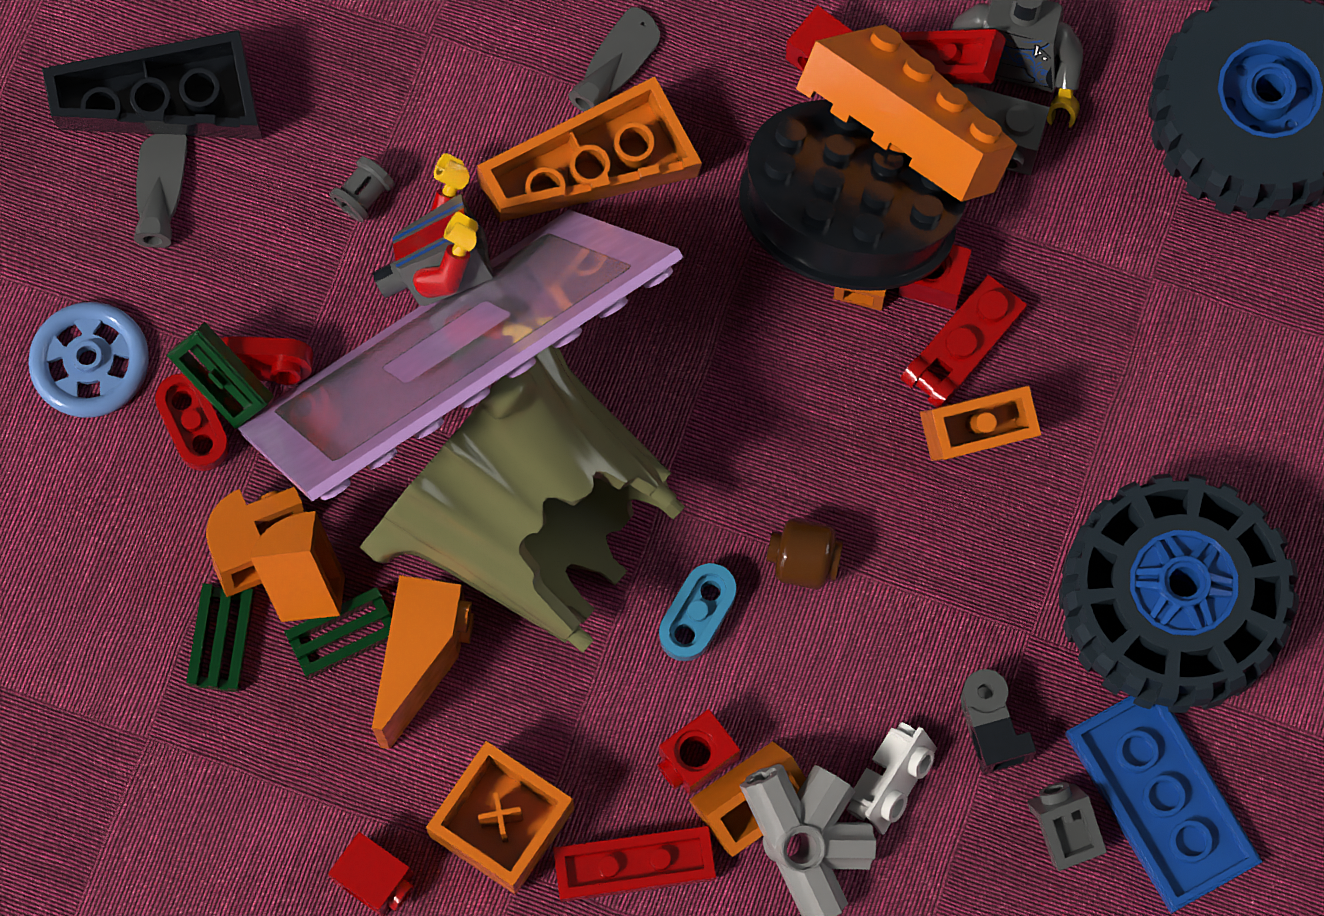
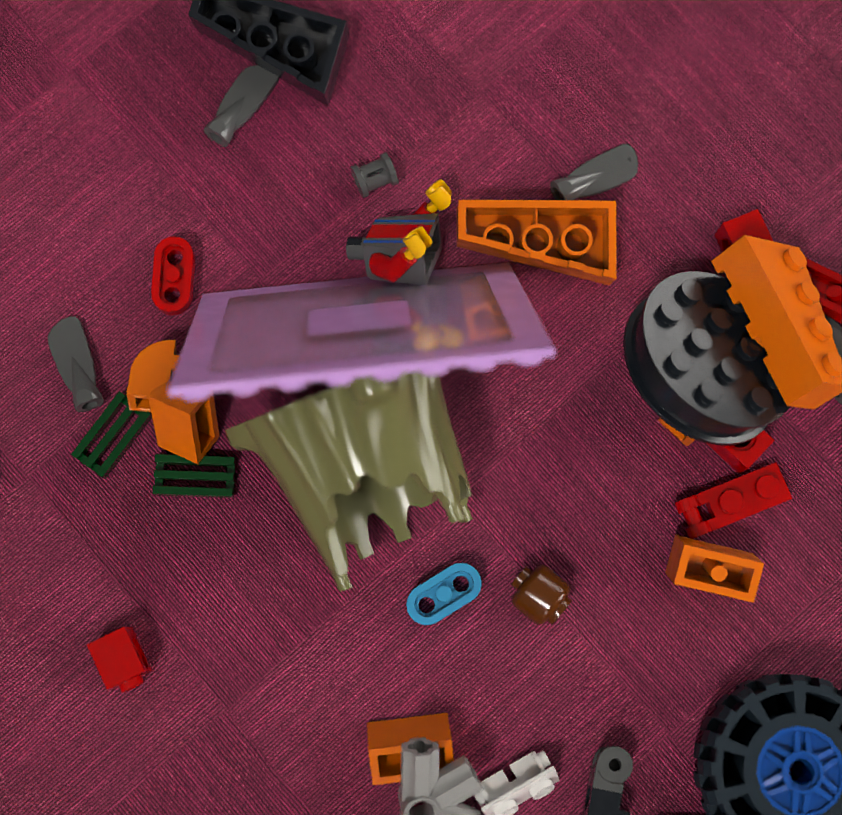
camera: 25 degrees right, 5 degrees up
(114, 391) = (134, 227): medium blue plate -> none
(131, 580) = (75, 363): none -> dark grey piece
(225, 371) = (206, 254): dark green tile -> none
(273, 359) = (251, 262): red plate -> none
(422, 646) = (235, 518): orange slope -> none
(500, 817) = (226, 669): orange brick -> none
(634, 864) = (303, 750): red plate -> none
(703, 731) = (407, 698): red brick -> none

